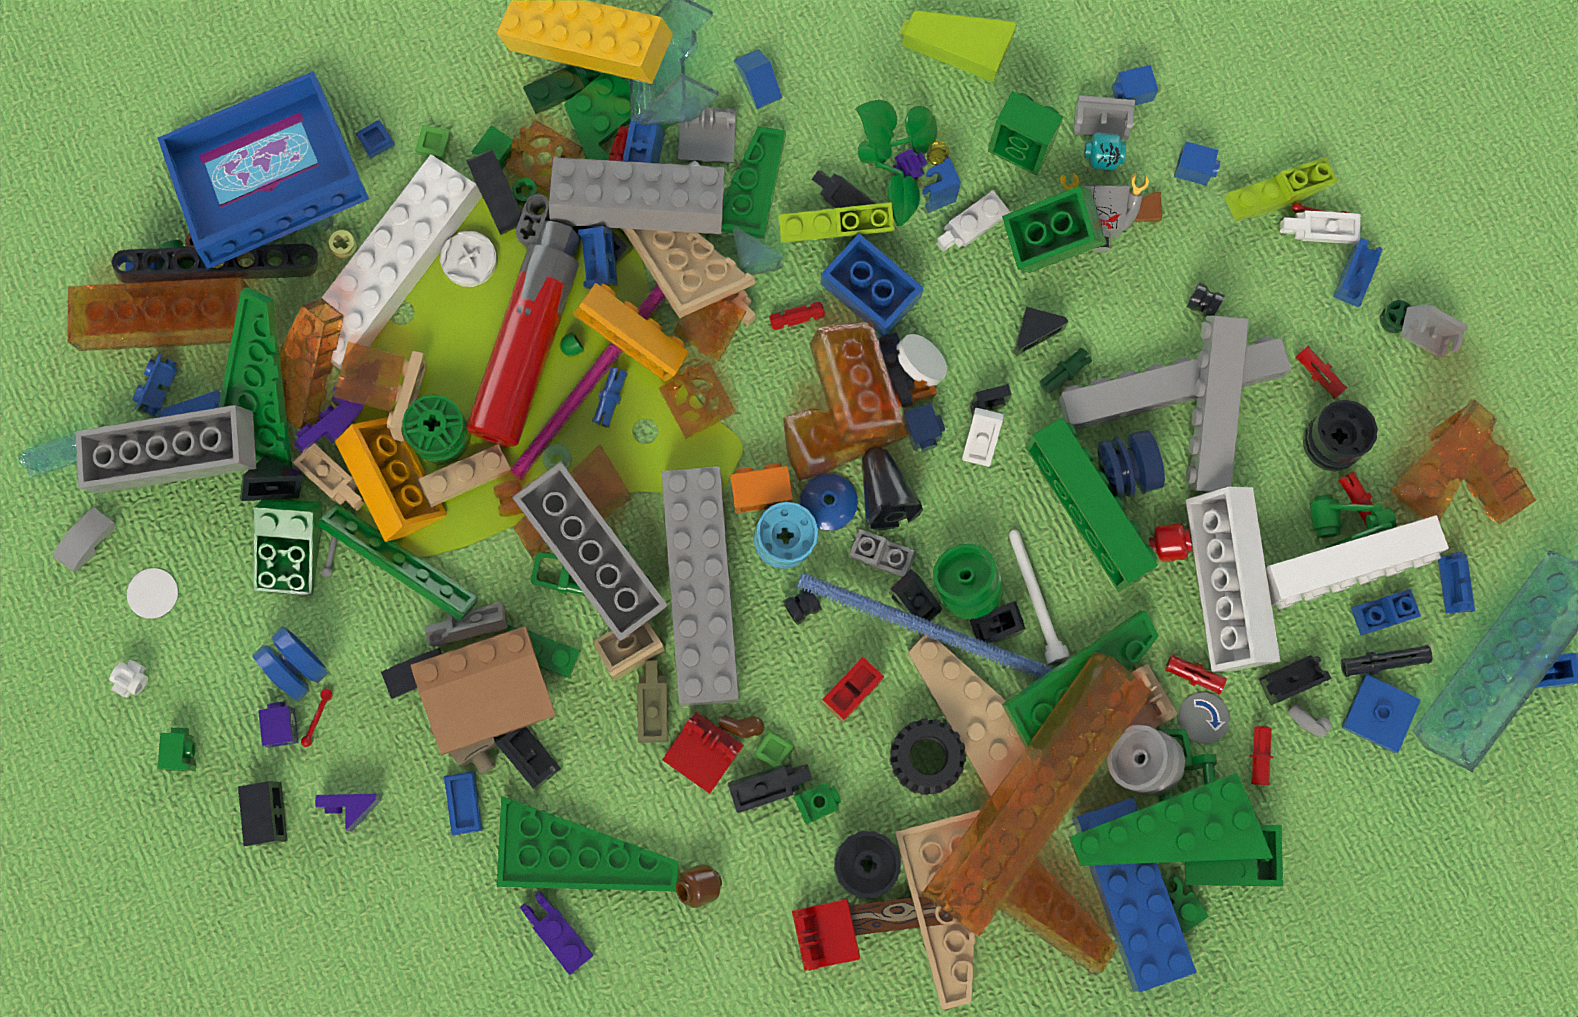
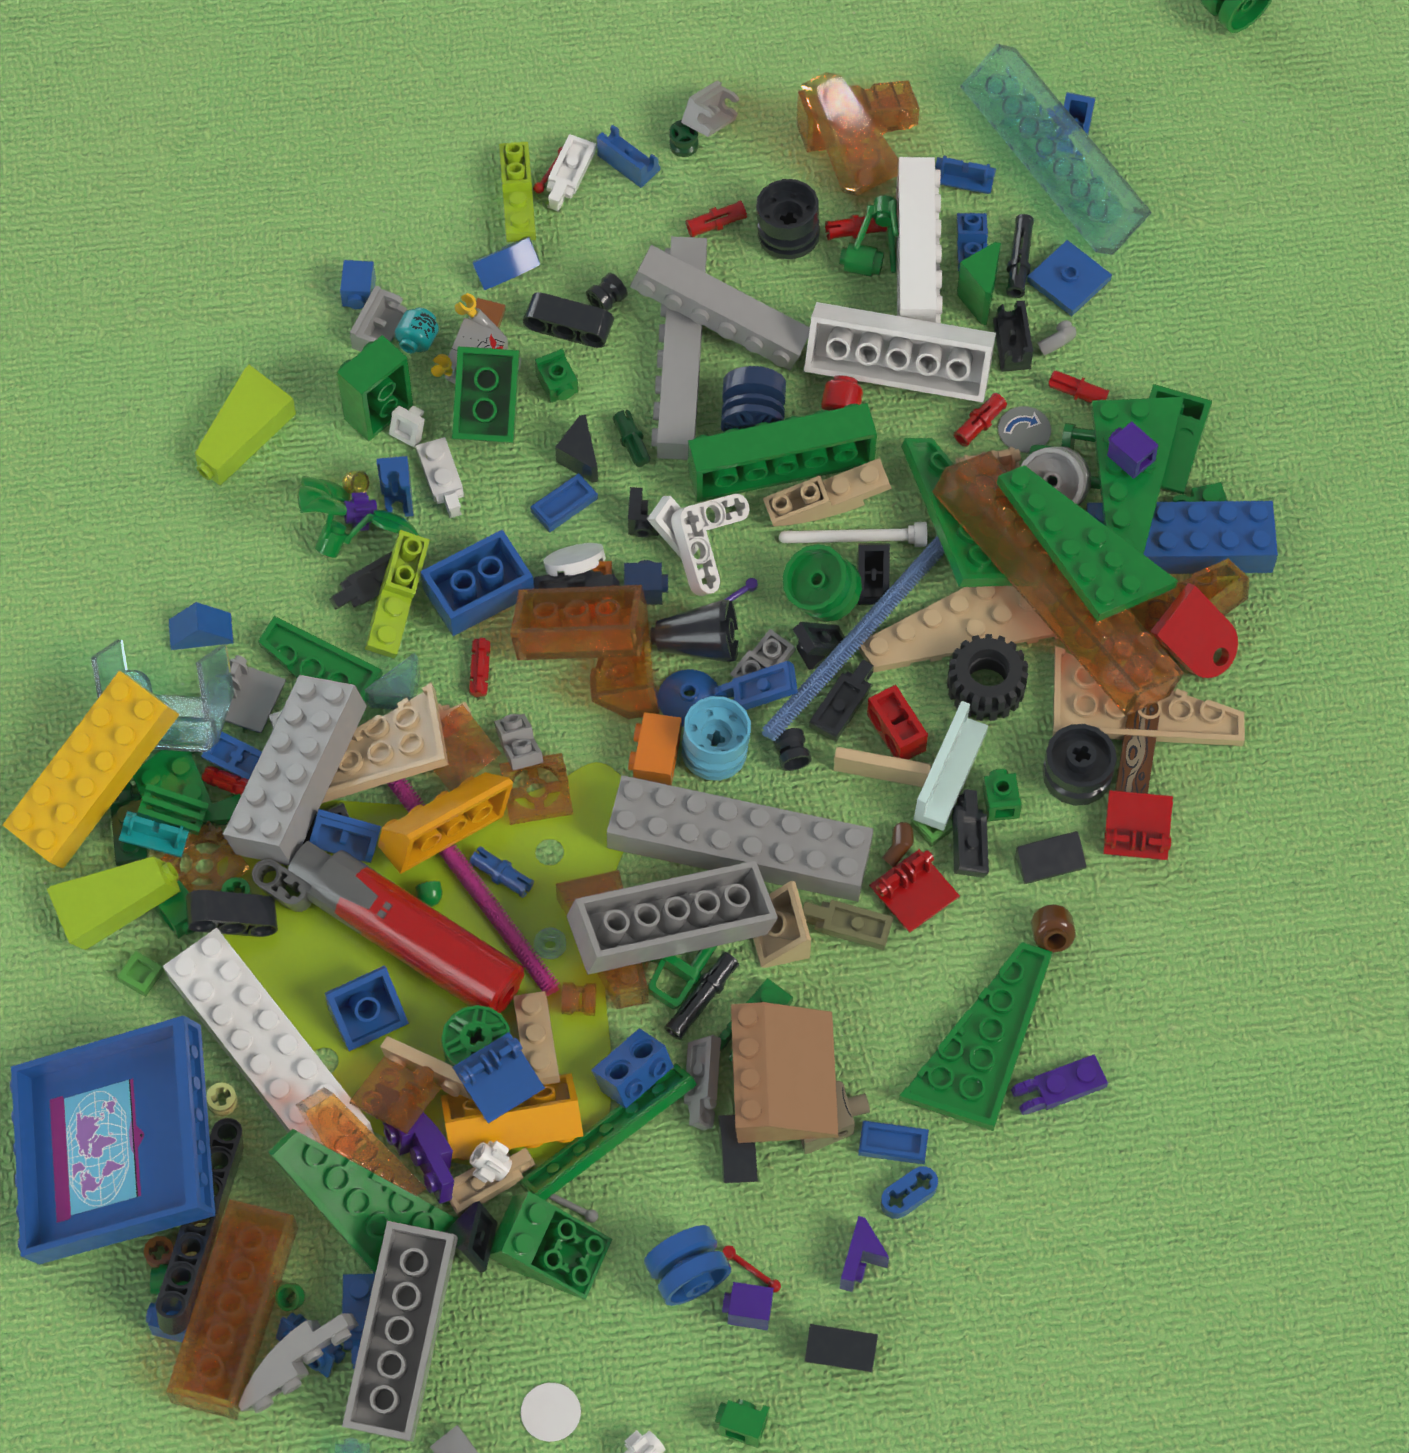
camera: 70 degrees left, 15 degrees down
(124, 375) = (284, 1364): none -> light grey slope
(187, 355) = (286, 1291): none -> green hinge
(332, 473) = (490, 1161): none -> white gear
(375, 139) = (109, 1026): blue tile -> none
(399, 453) = (498, 1077): none -> blue hinge
(415, 835) = (913, 1198): none -> blue beam
(448, 330) = (366, 1008): none -> blue slope
(460, 557) = (632, 1068): none -> blue brick
(468, 258) = (290, 972): white tile -> none
(477, 92) = (110, 899): none -> lime slope
(528, 756) = (868, 1061): black hinge -> none
(551, 106) = (153, 835): none -> teal hinge
(557, 603) = (709, 985): none -> black pin
(574, 88) = (175, 798): none -> green tile
(734, 371) = (518, 741): none -> light grey slope
(770, 864) = (1050, 857): none -> black slope
(810, 688) = (881, 767): none -> tan tile
(826, 750) = (950, 769): none -> light aqua fence
(846, 558) = (761, 686): none -> blue hinge
(864, 635) = (842, 702): none -> black hinge
(957, 520) = (751, 585): none -> dark purple hinge
(982, 334) = (564, 502): none -> blue tile
(988, 456) = (699, 525): none -> white beam
(1010, 176) = (407, 425): none -> white tile
(1030, 935) = (1194, 631): none -> red tile
(1061, 820) = (1092, 558): none -> green wing
(1065, 559) = (826, 498): none -> tan slope
(1112, 278) = (556, 376): none -> green brick
(1166, 277) = (568, 320): none -> black beam
(1190, 824) = (1132, 449): none -> dark purple brick
(1197, 163) = (458, 256): blue brick -> none
(1203, 205) = (506, 263): none -> blue slope
(1339, 630) = (978, 281): none -> green slope

